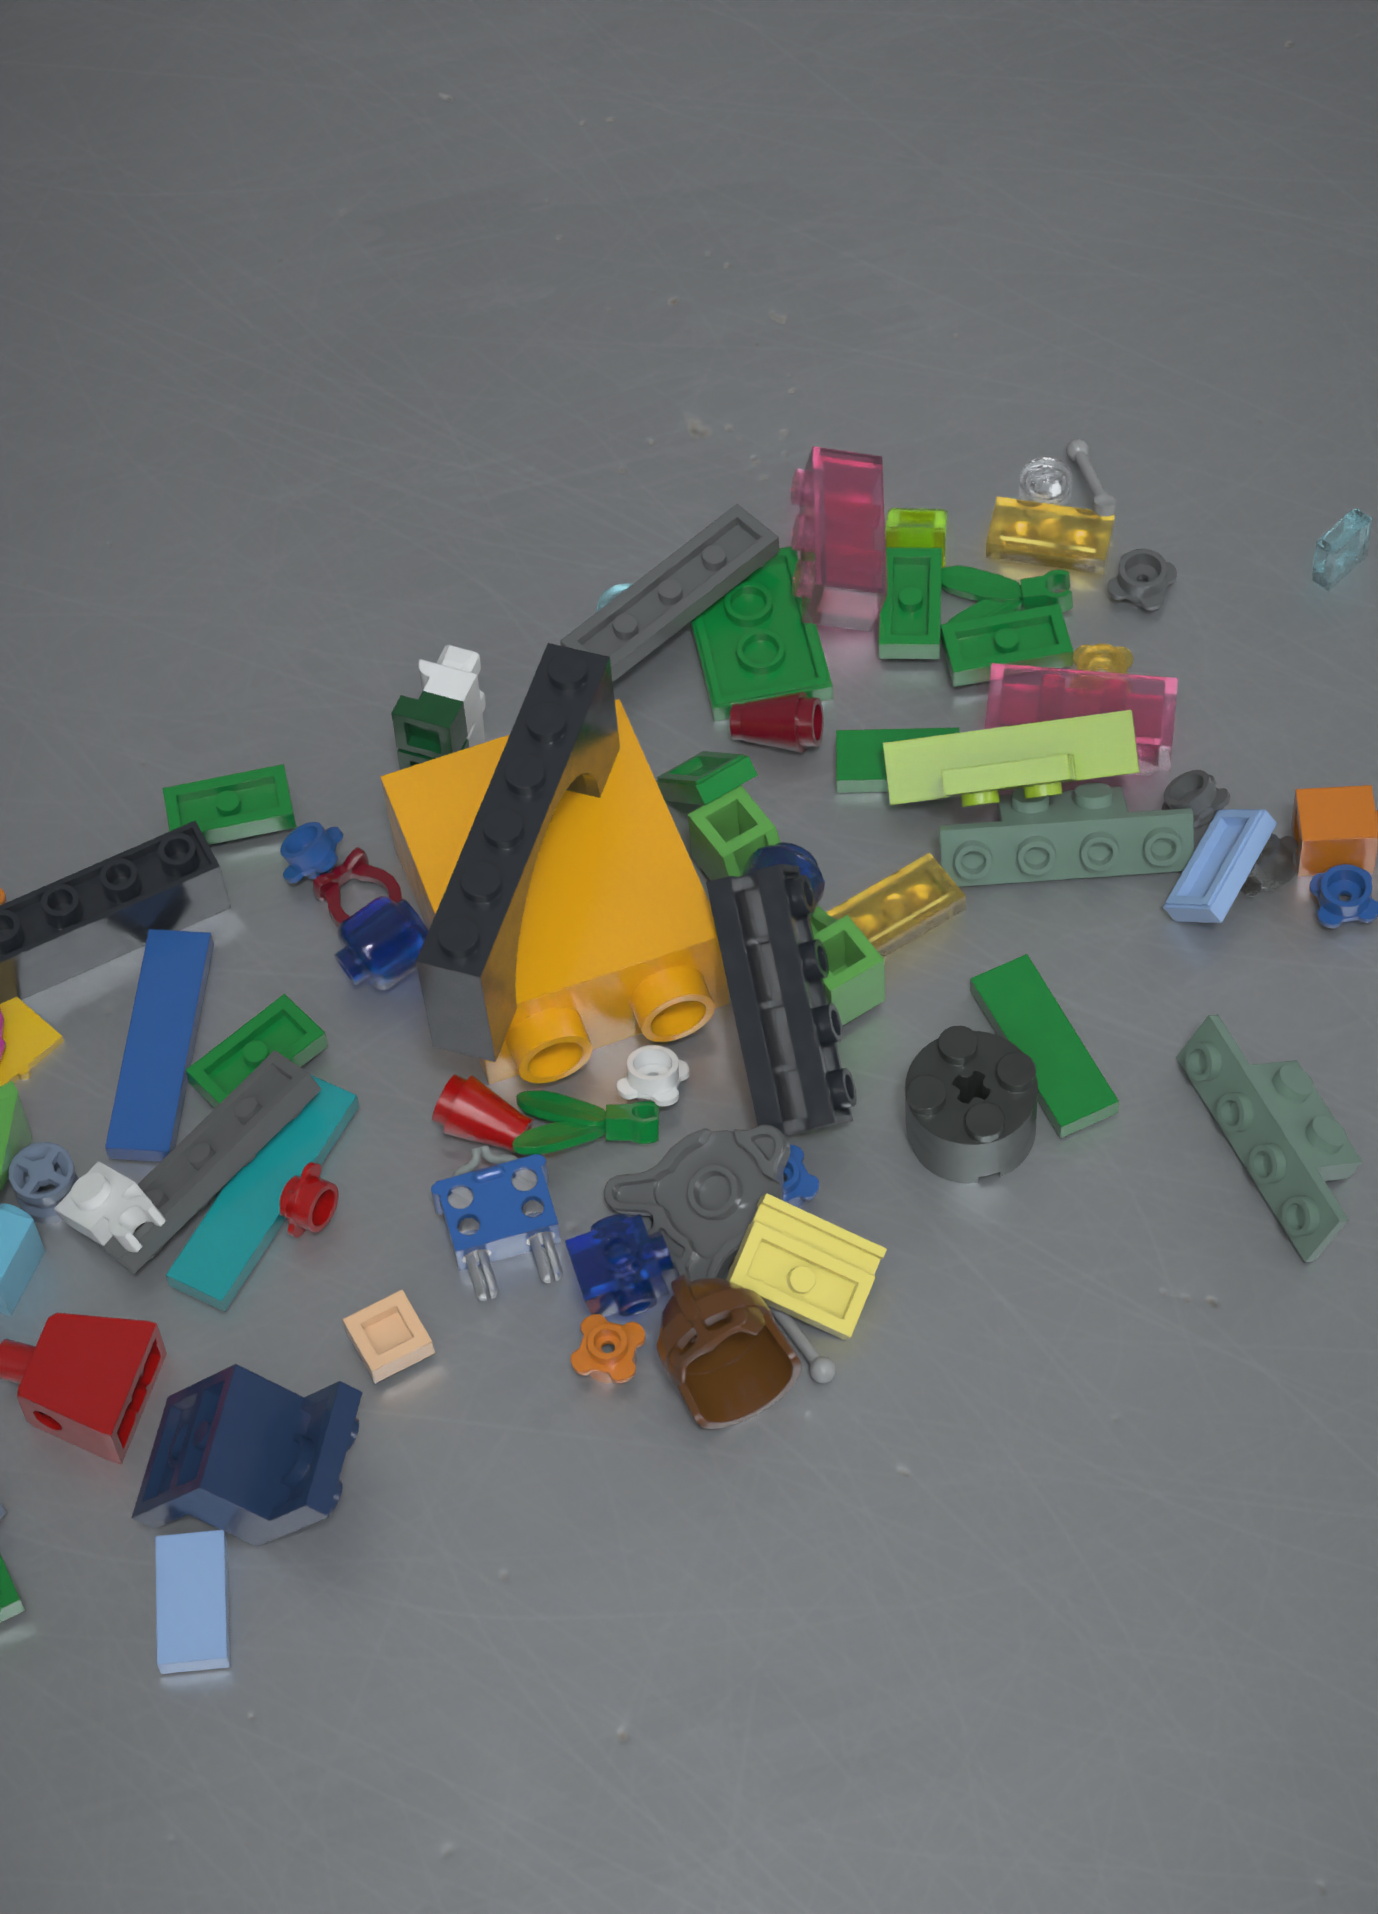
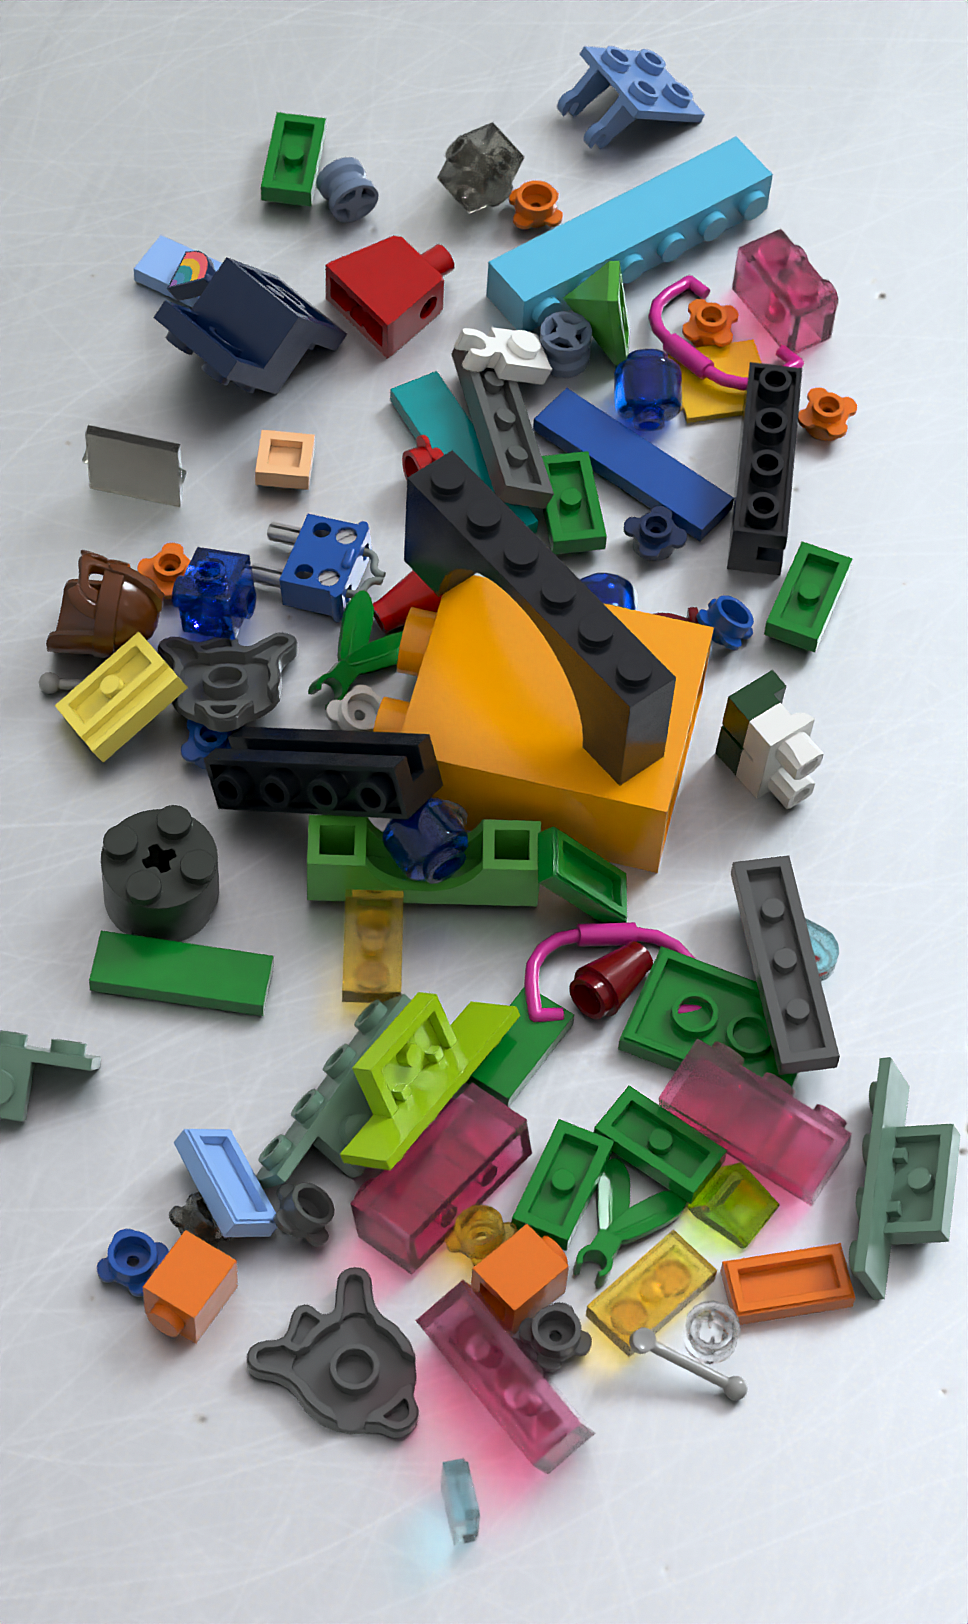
camera: 115 degrees right, 0 degrees up
(61, 1069) = (648, 389): none -> clear blue head
(208, 1563) = (191, 276): none -> tile
(242, 986) = (655, 545): none -> dark blue plate
(517, 1441) = (134, 466): none -> clear smoke piece
(716, 743) = (589, 935): none -> dark pink piece
(791, 420) = (905, 1184): none -> sand green bracket
(956, 466) = (788, 1283): none -> orange tile
(1120, 614) = (522, 1276): none -> orange brick
(1221, 566) = (505, 1377): none -> clear pink brick
(1291, 701) = (346, 1365): none -> dark grey tile

